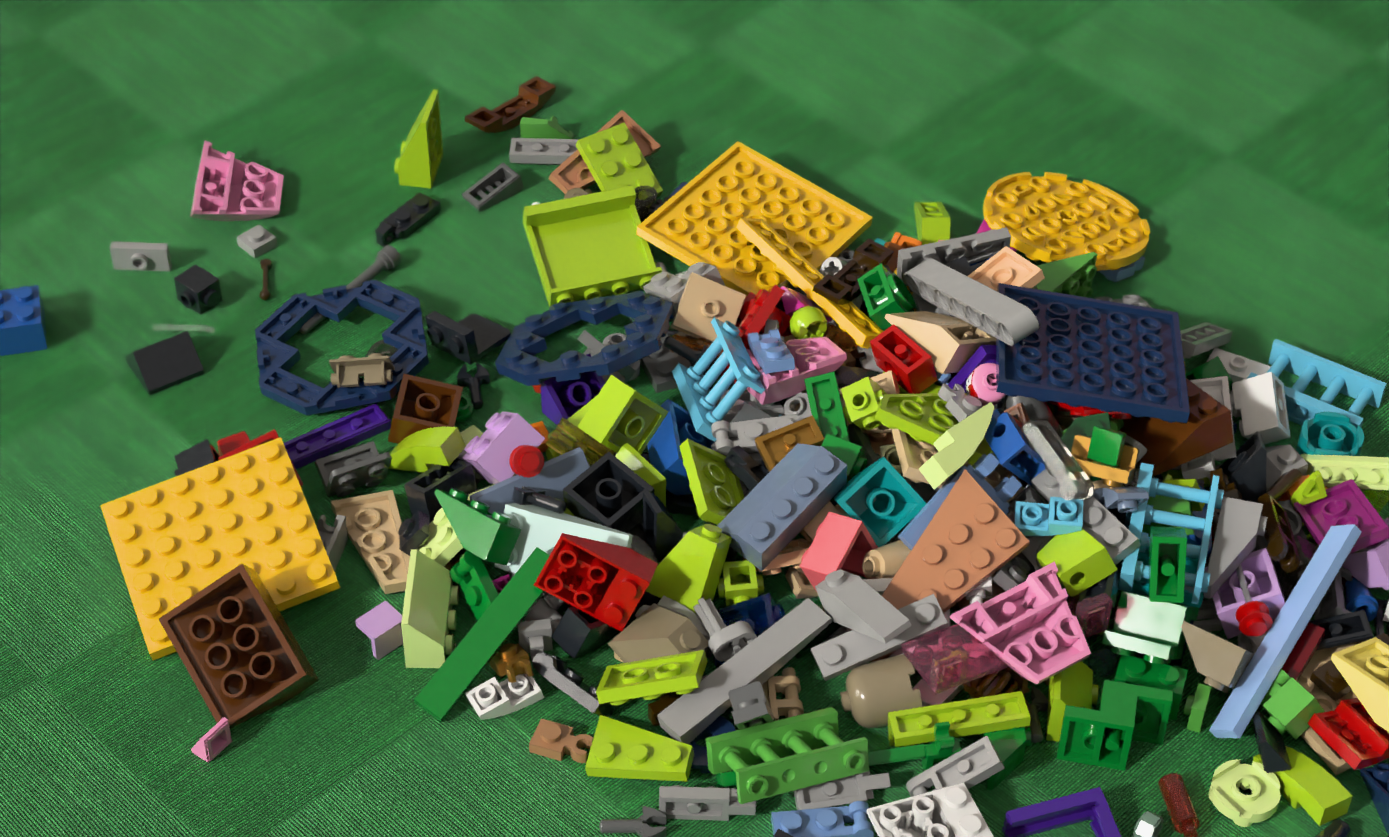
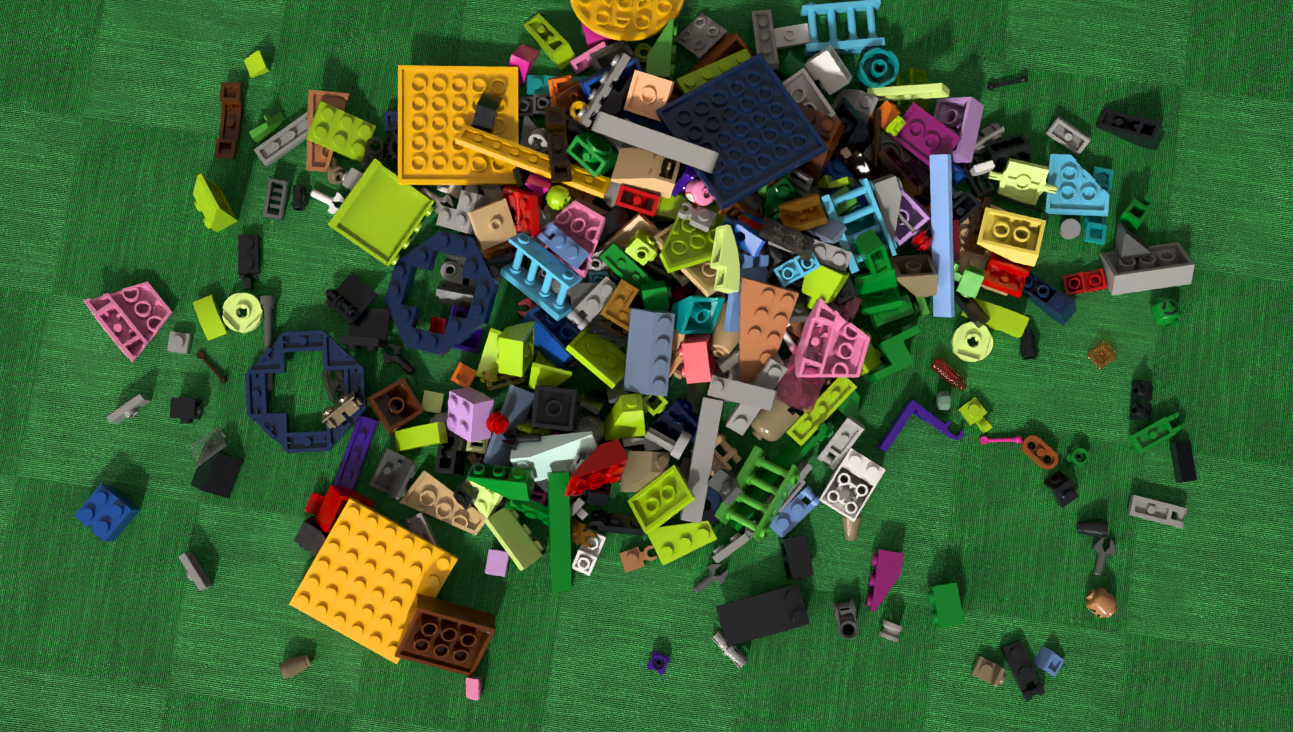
camera: 35 degrees left, 40 degrees up
(33, 578) = (293, 666): none -> dark tan cone
(37, 425) = (195, 571): none -> light grey plate
(311, 237) = (209, 317): none -> lime slope
(337, 255) = (231, 312): none -> yellowish green plate
(471, 304) = (350, 298): none -> black hinge
(512, 202) = (299, 198): none -> black pin
(588, 86) = (256, 64): none -> lime slope
(798, 223) = (486, 112): none -> black slope
(883, 225) = (523, 58): none -> dark pink slope
(1106, 446) = (802, 205): green slope -> none

